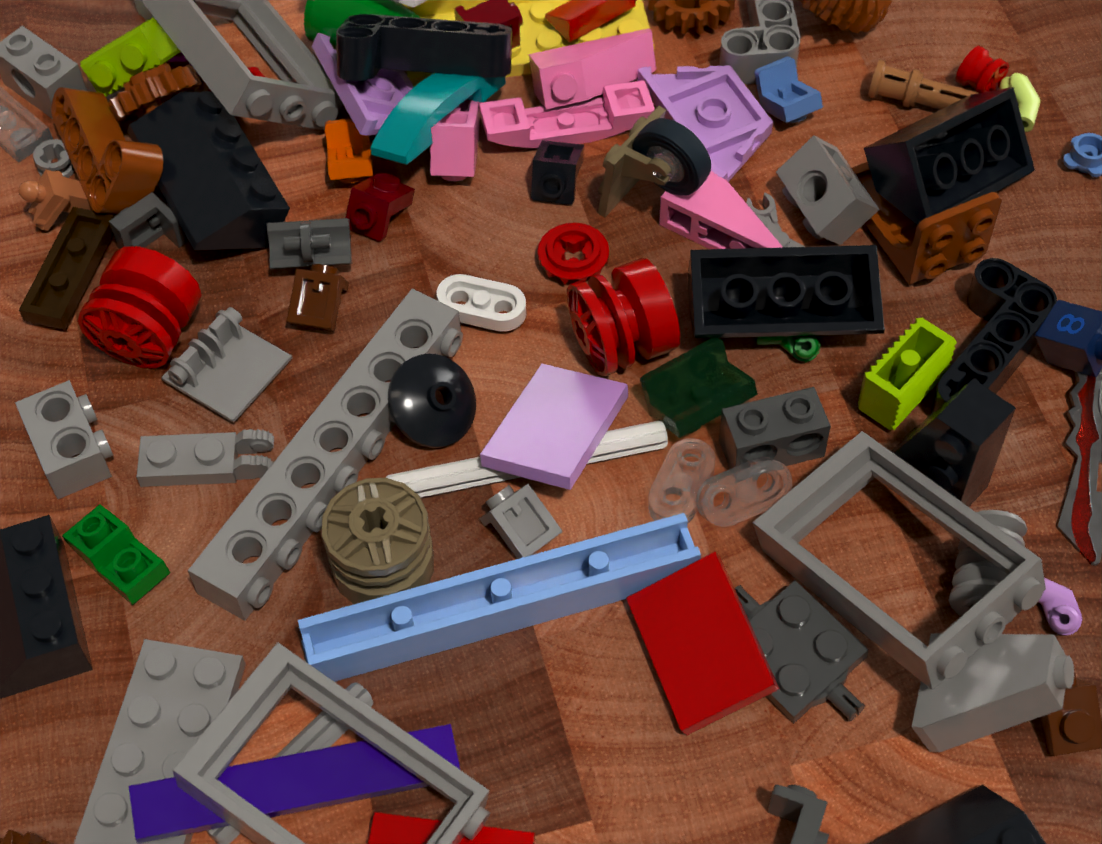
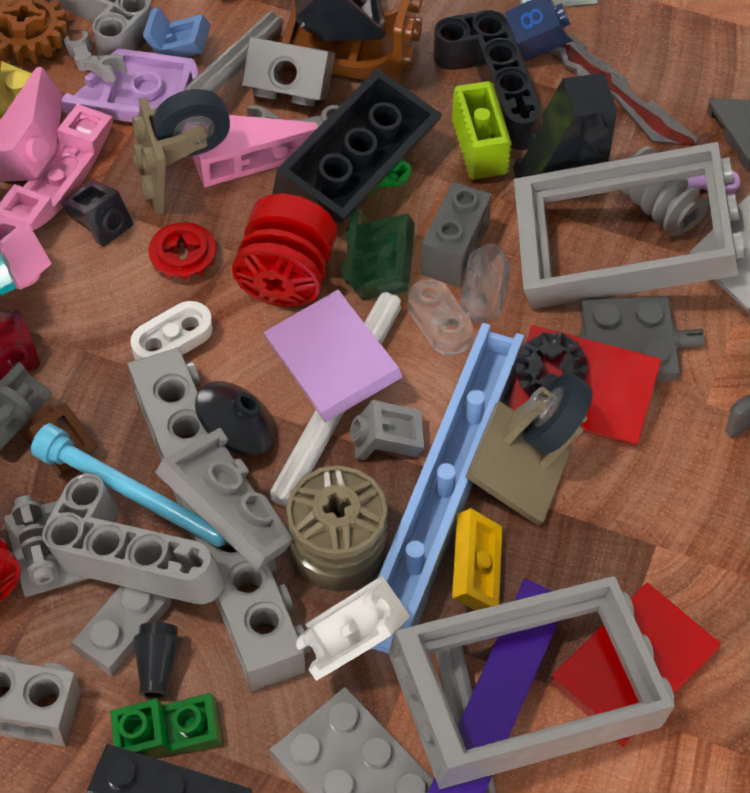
camera: 55 degrees left, 0 degrees up
(169, 502) = (156, 657): none -> black cone
(224, 374) = (92, 545): none -> light grey beam
(280, 615) = (352, 626): none -> white hinge
(290, 296) = (54, 446): none -> medium azure piece
(325, 435) = (222, 496): none -> light grey wing
(441, 677) = (477, 560): none -> yellow plate
(581, 639) = (528, 447): none -> dark tan plate
(693, 55) = (102, 66): none -> light grey piece
(698, 615) = (551, 346): none -> black gear
(783, 146) = (235, 56): none -> light grey axle

